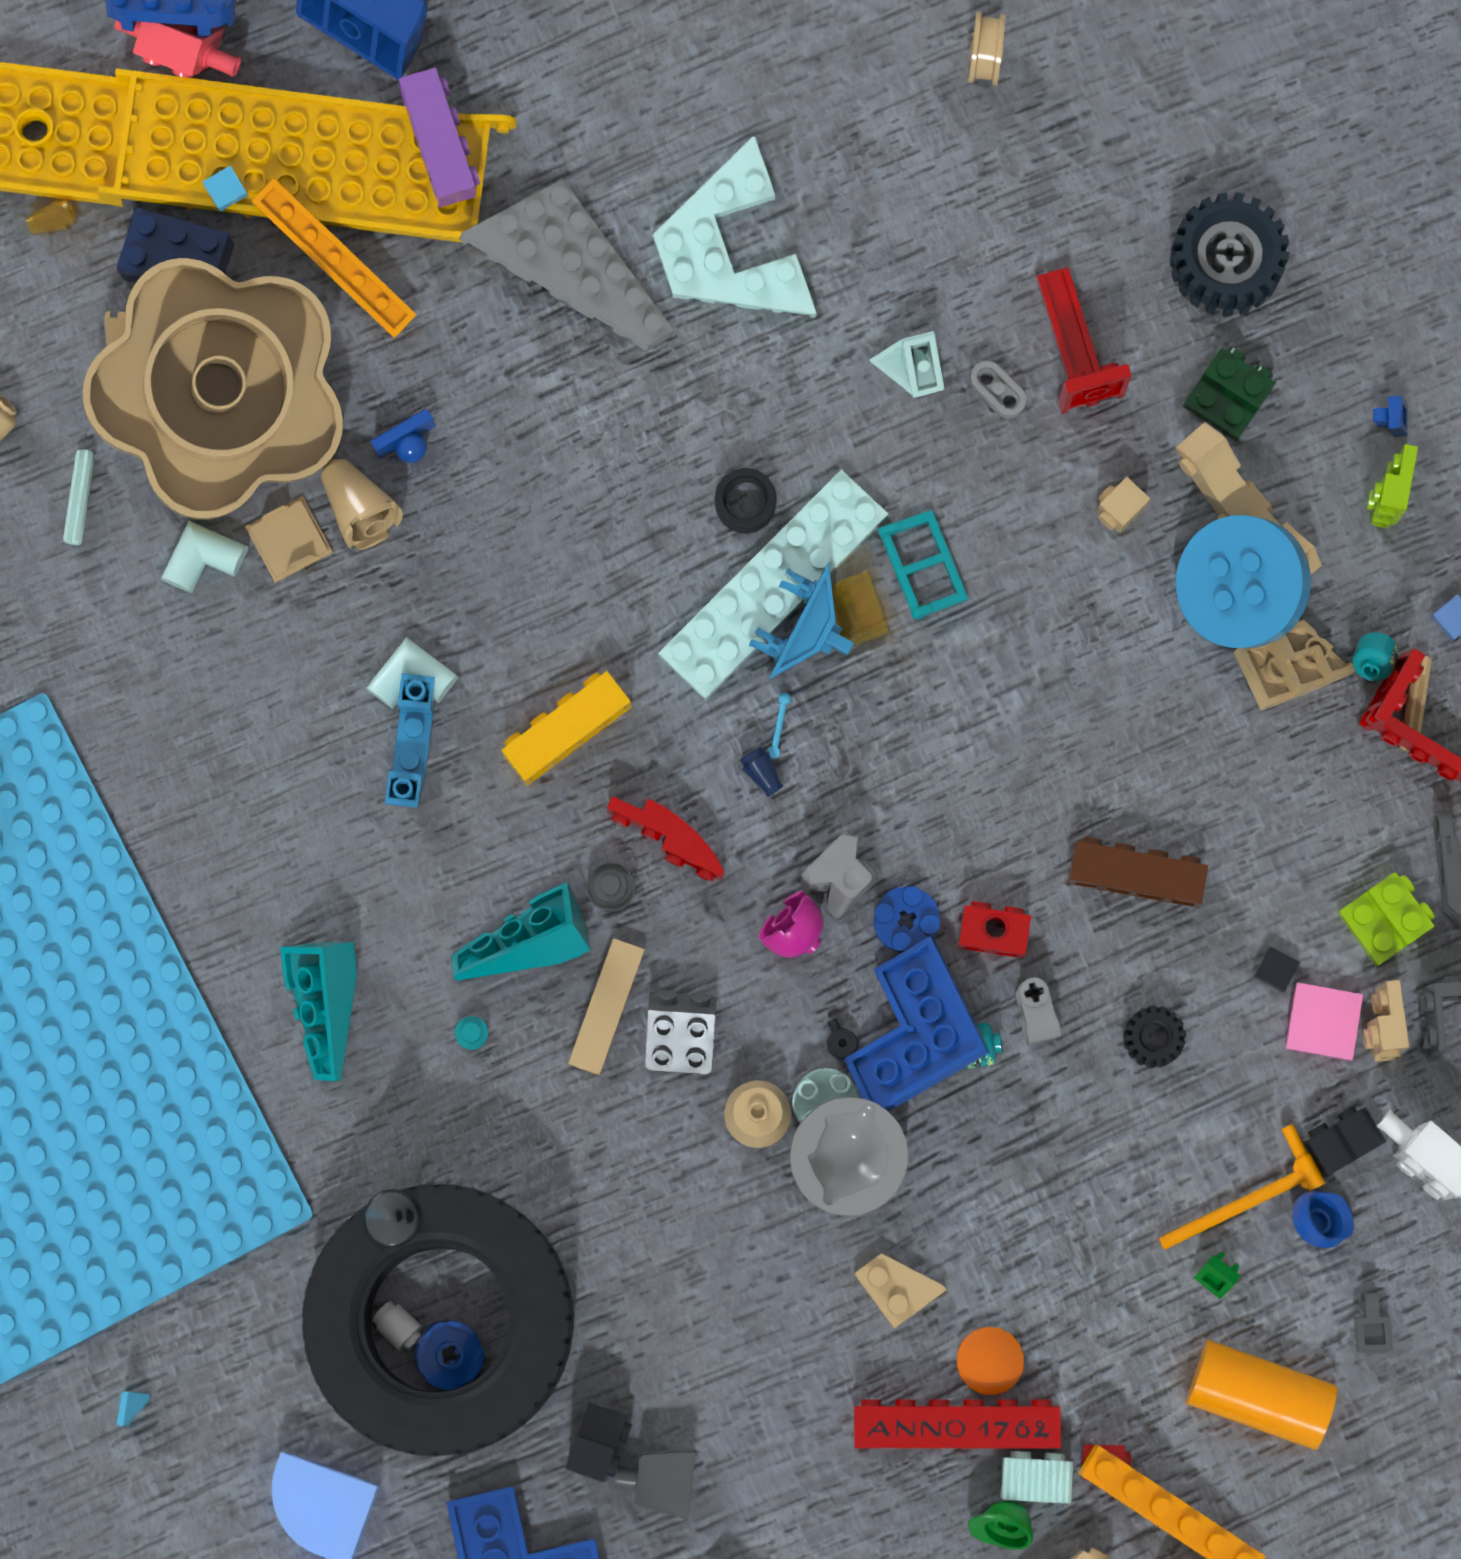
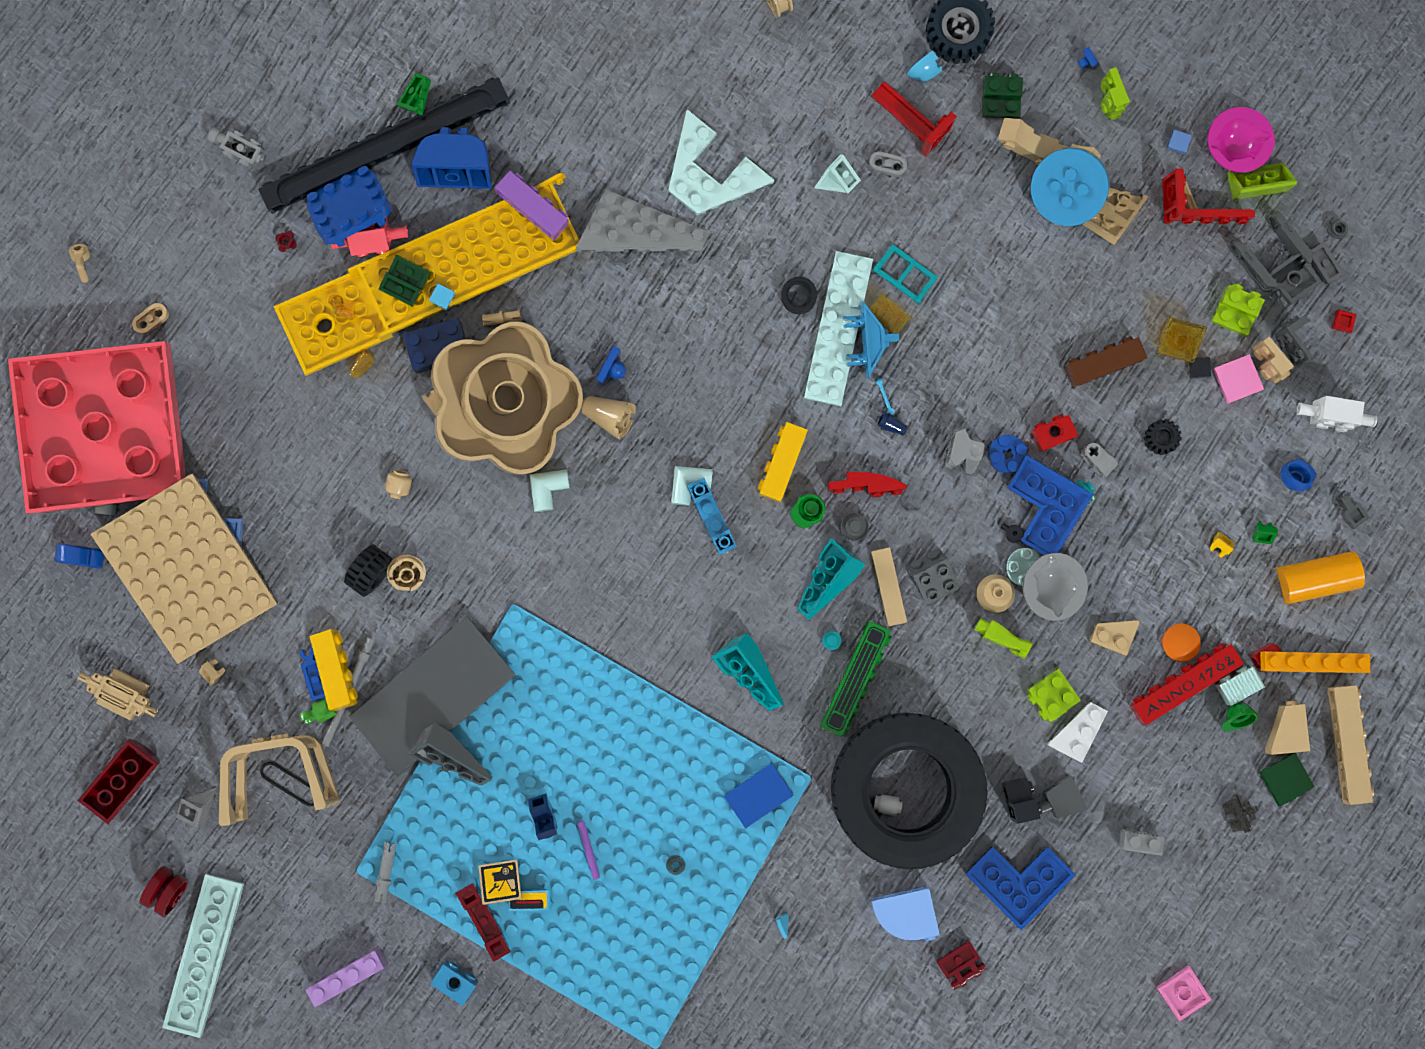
camera: 30 degrees left, 5 degrees up
(21, 1213) = (675, 871): none -> clear smoke plate
(70, 120) = (340, 309): none -> clear yellow arm
(79, 497) = (466, 496): light aqua axle -> none
(186, 133) = (404, 280): none -> dark green slope
(217, 1192) = (758, 795): none -> blue tile
(288, 539) = (584, 453): tan piece -> none
(295, 271) = (501, 318): none -> tan pin
(334, 257) = (518, 298): light orange plate -> none
(391, 1218) = (859, 756): dark grey hat -> none
(456, 1372) = (930, 808): blue plate -> none
(468, 1110) = (855, 679): none -> brick
(557, 820) = (808, 510): none -> green hat
(724, 1184) = (1000, 636): none -> lime hips
(746, 1319) = (1052, 696): none -> lime plate
(752, 1399) = (1079, 733): none -> white wing
(794, 928) = (956, 492): dark pink cylinder -> none
(1121, 505) = (984, 184): tan brick -> none
(1142, 284) = (925, 68): none -> medium azure brick
(1145, 1250) = (1222, 542): none -> yellow tile
(1270, 908) = (1180, 339): none -> clear yellow slope
(1304, 1174) = (1275, 459): light orange bar -> none
(1344, 1141) = (1285, 431): black brick -> none
(1375, 656) = (1154, 184): teal head -> none

